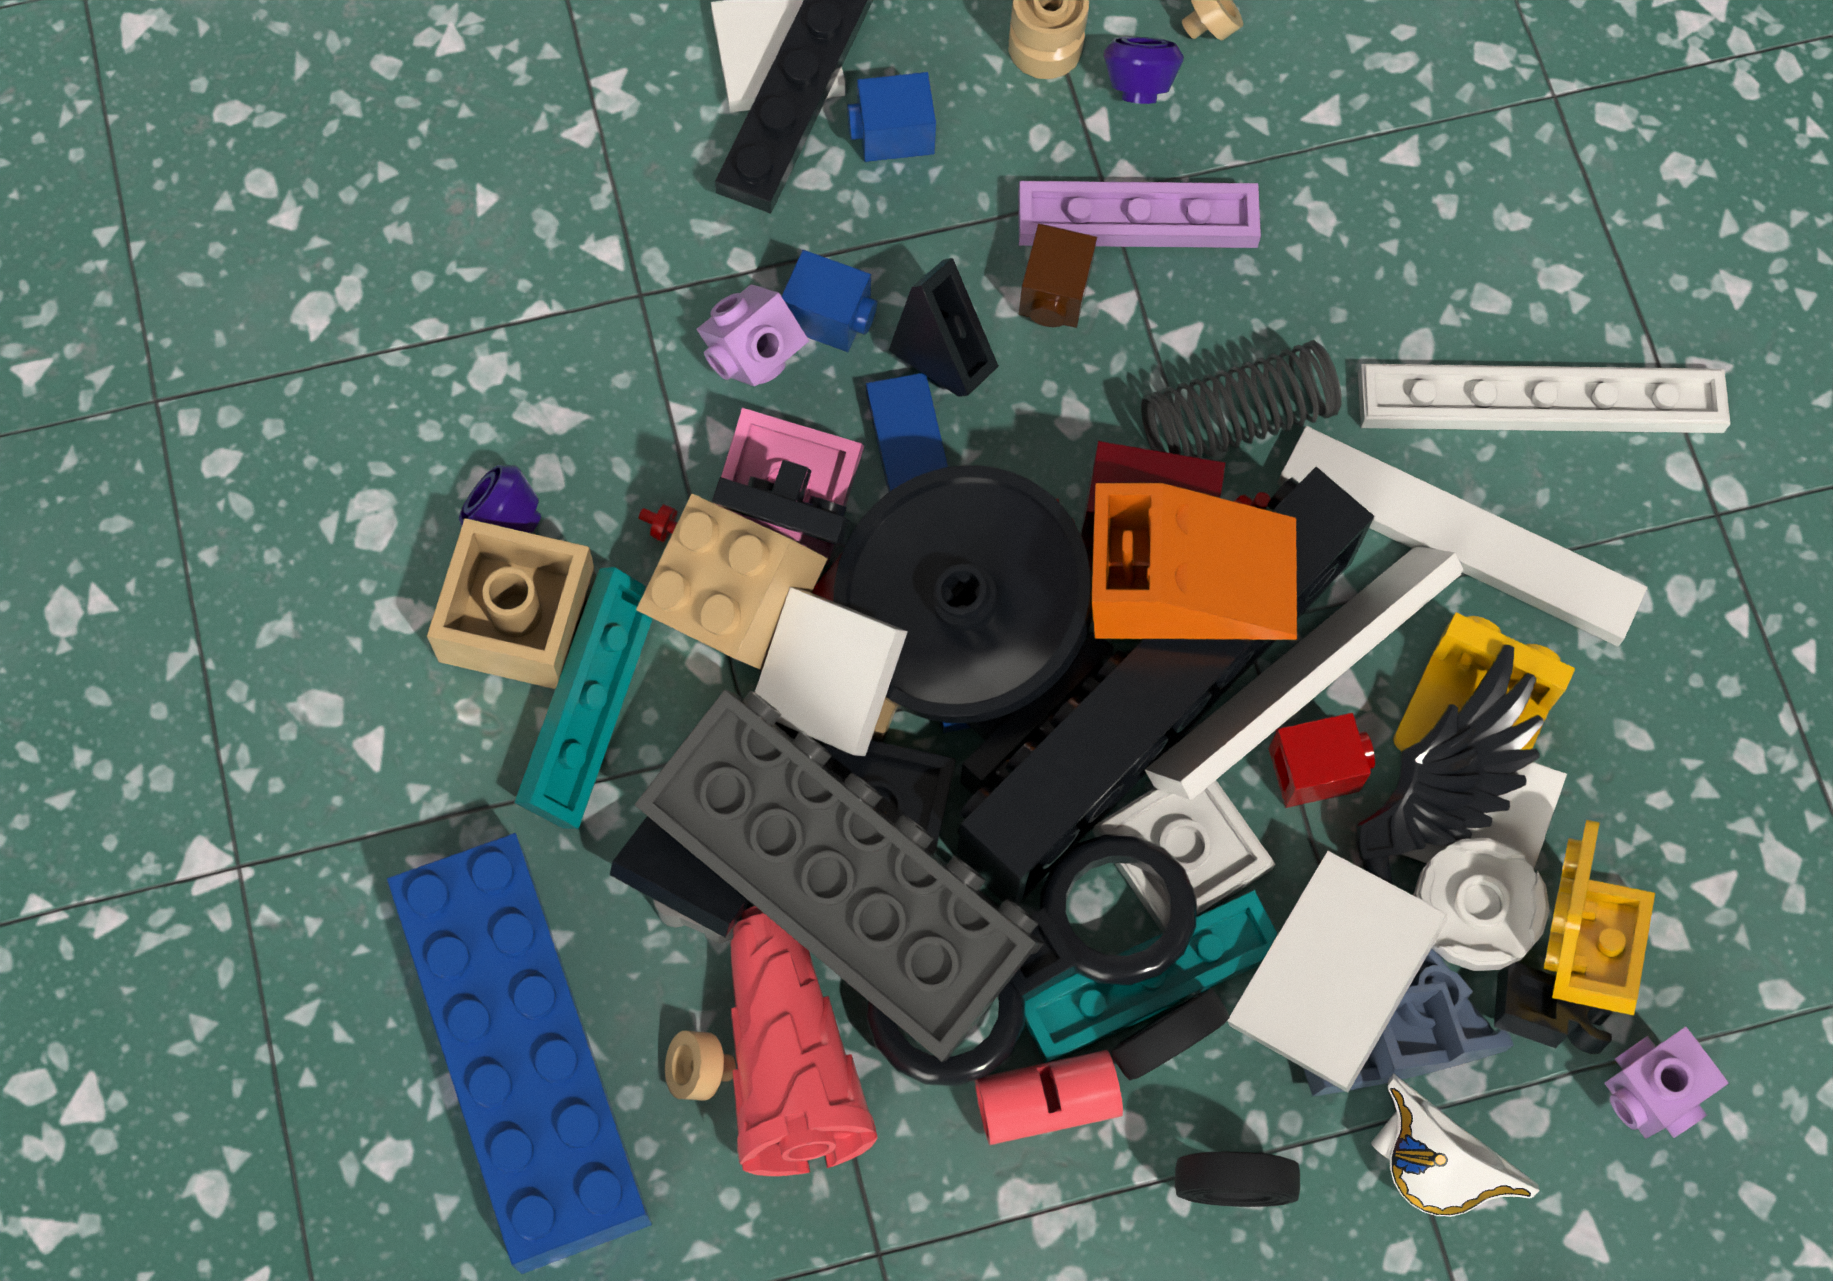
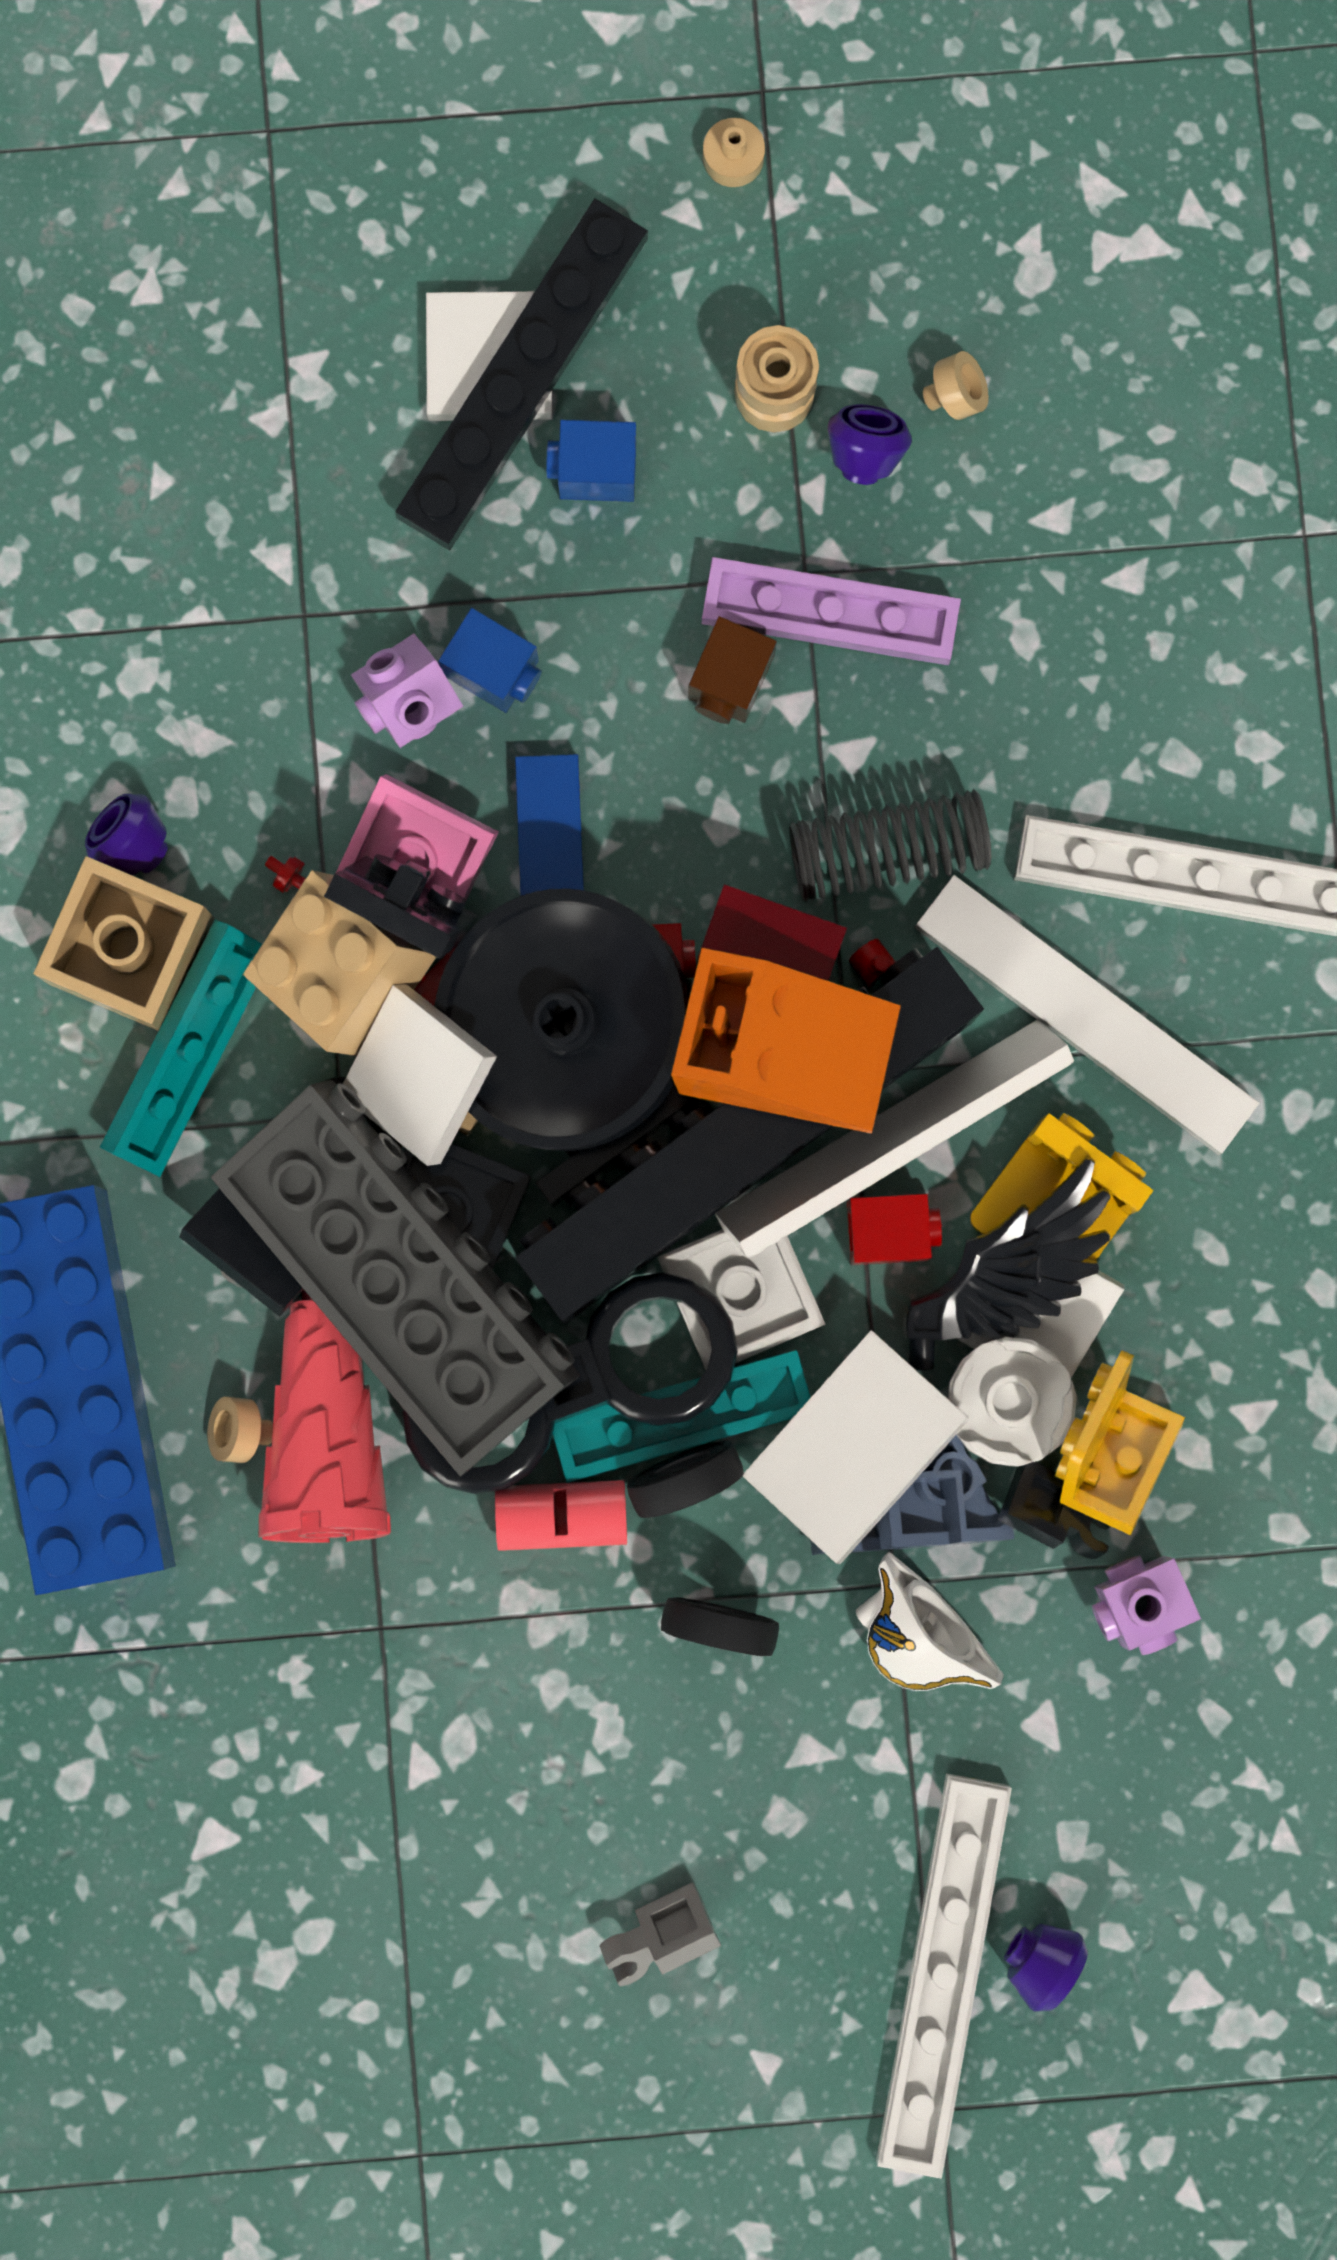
camera: 10 degrees right, 15 degrees up
(943, 333) = (603, 720): black slope -> none

